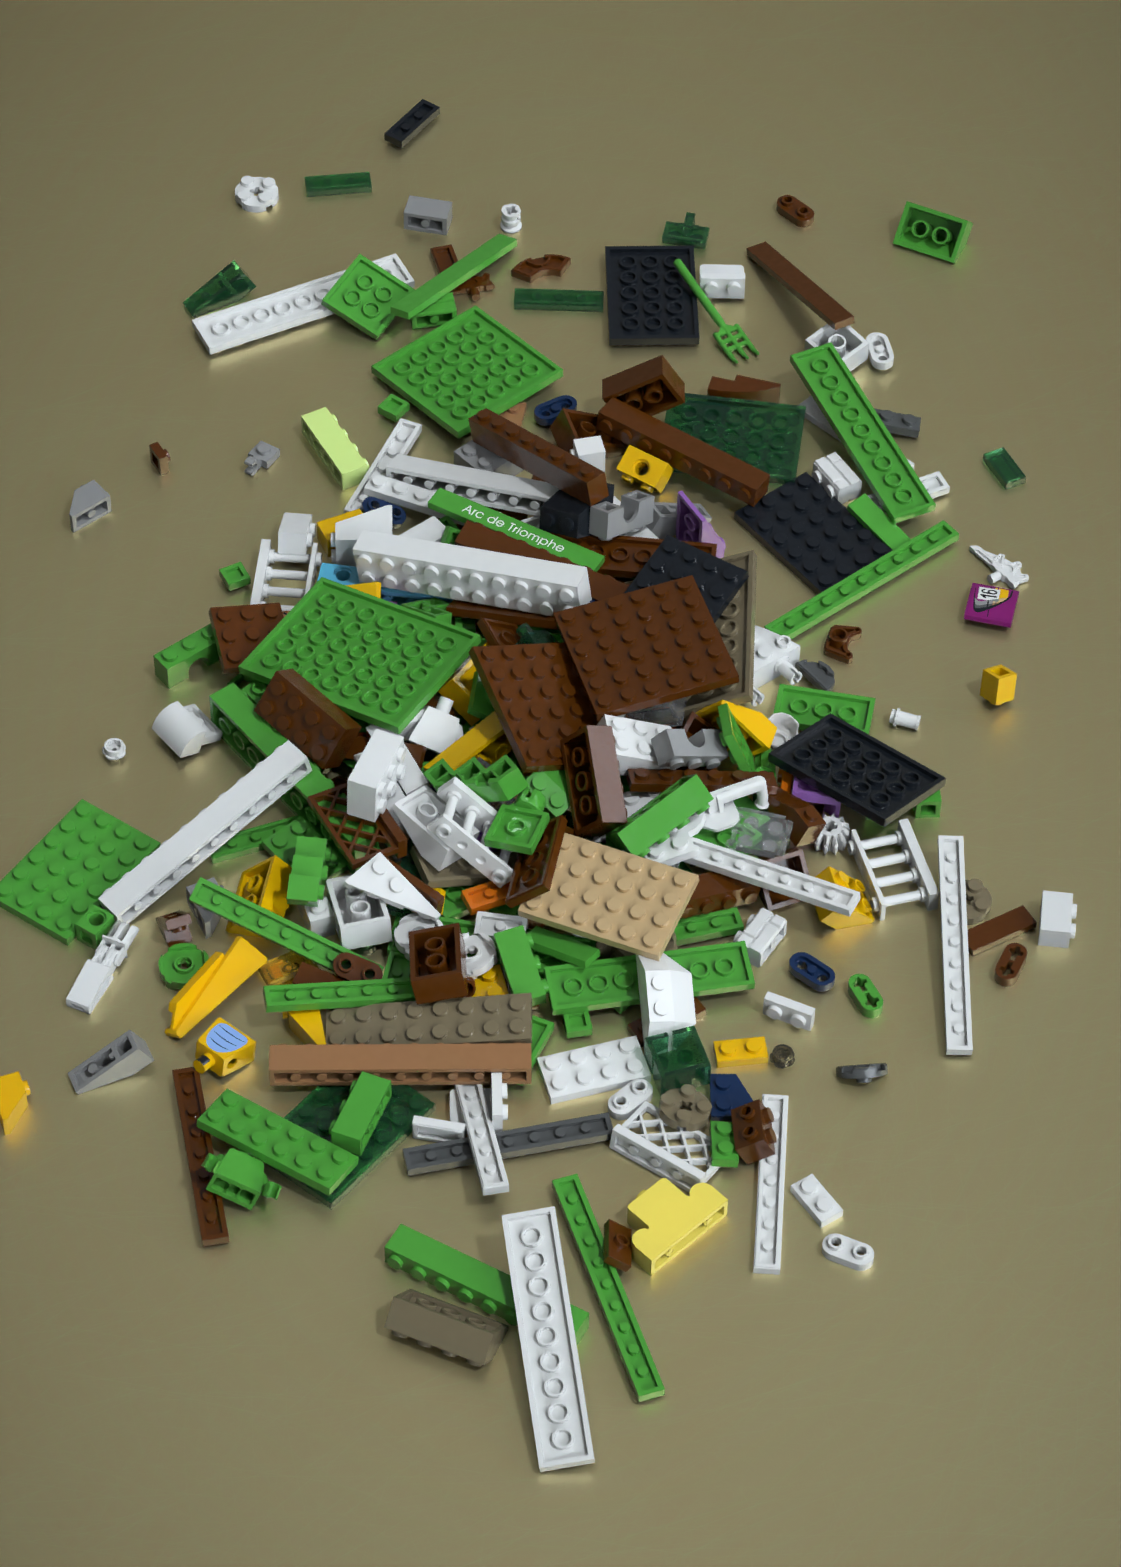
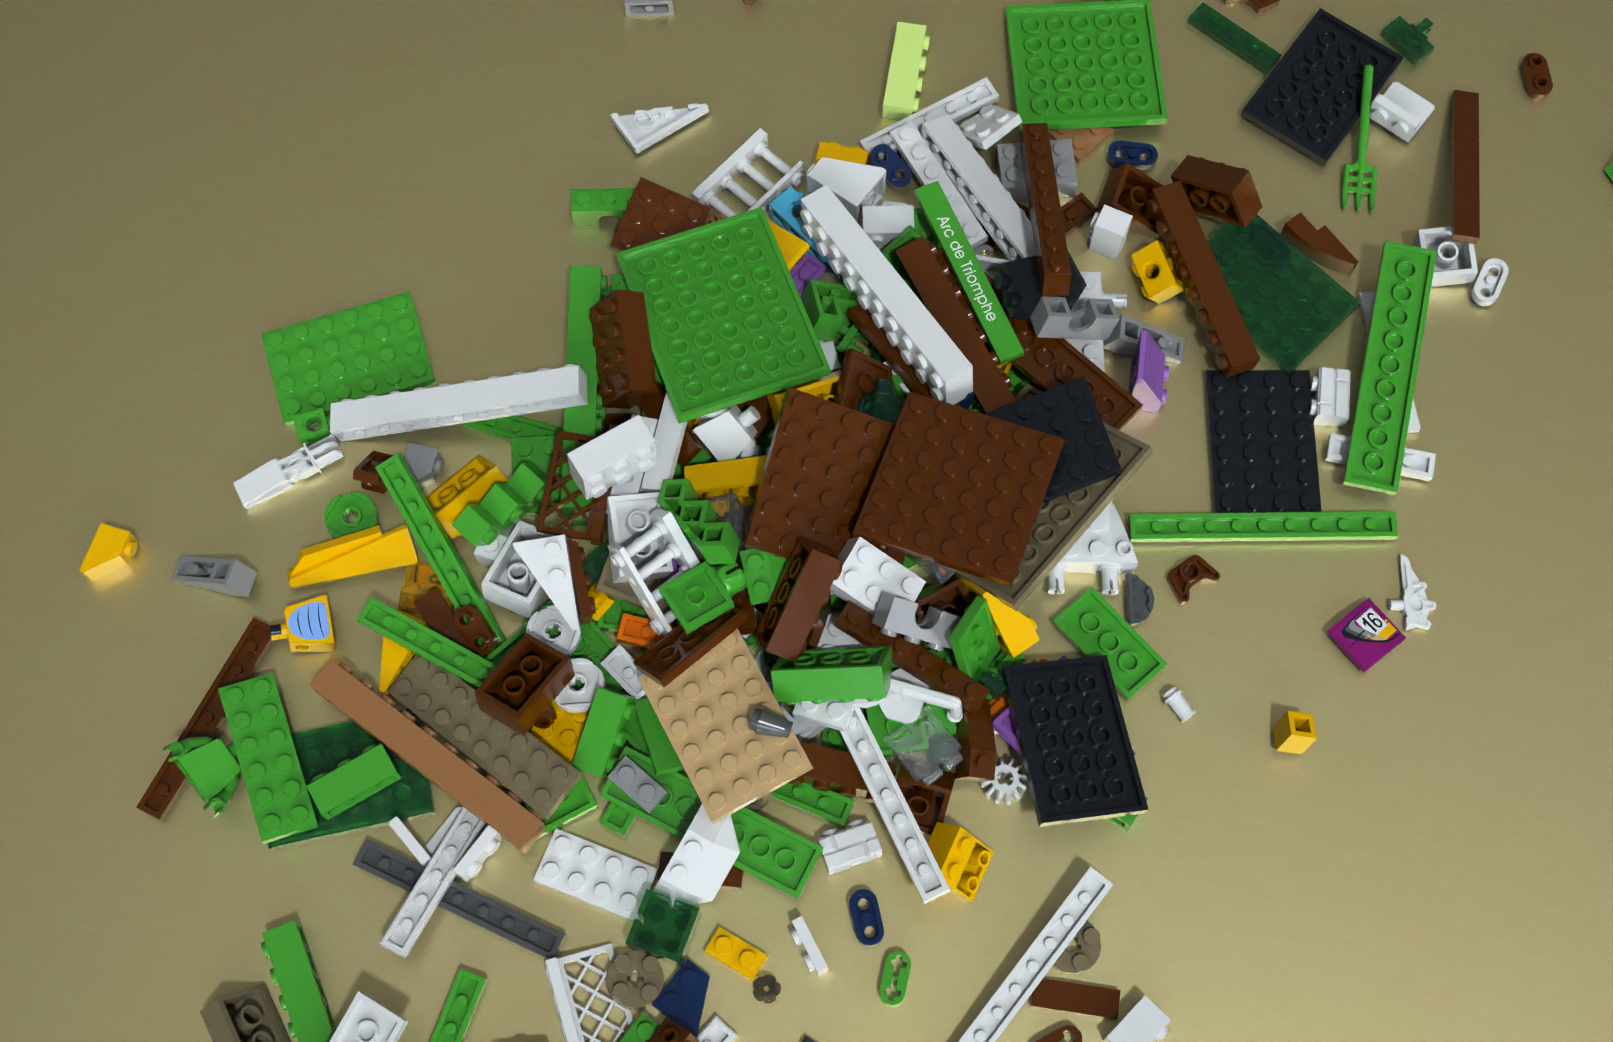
camera: 40 degrees right, 20 degrees up
(114, 749) = (476, 252): white plate -> none
(168, 591) = (651, 126): none -> white wing
(185, 729) = (544, 278): white brick -> none
(234, 576) = (714, 149): bright green plate -> none
(261, 455) = (839, 38): light grey plate -> none
(296, 533) = (794, 140): white brick -> none
(393, 407) = (991, 61): bright green plate -> none
(437, 443) = (989, 126): none -> white plate
(576, 983) = (637, 785): none -> light grey plate
(631, 1098) = (600, 931): white plate -> none
(647, 863) = (770, 724): none -> dark grey cone
(776, 767) = (994, 683): none -> clear green plate
(786, 728) = (1053, 641): white hair -> none
(877, 522) = (1329, 473): bright green tile -> none
(900, 423) = (1440, 371): dark grey plate -> none
(910, 854) = (1047, 884): white fence -> none
(1004, 468) = (1506, 489): clear green tile -> none

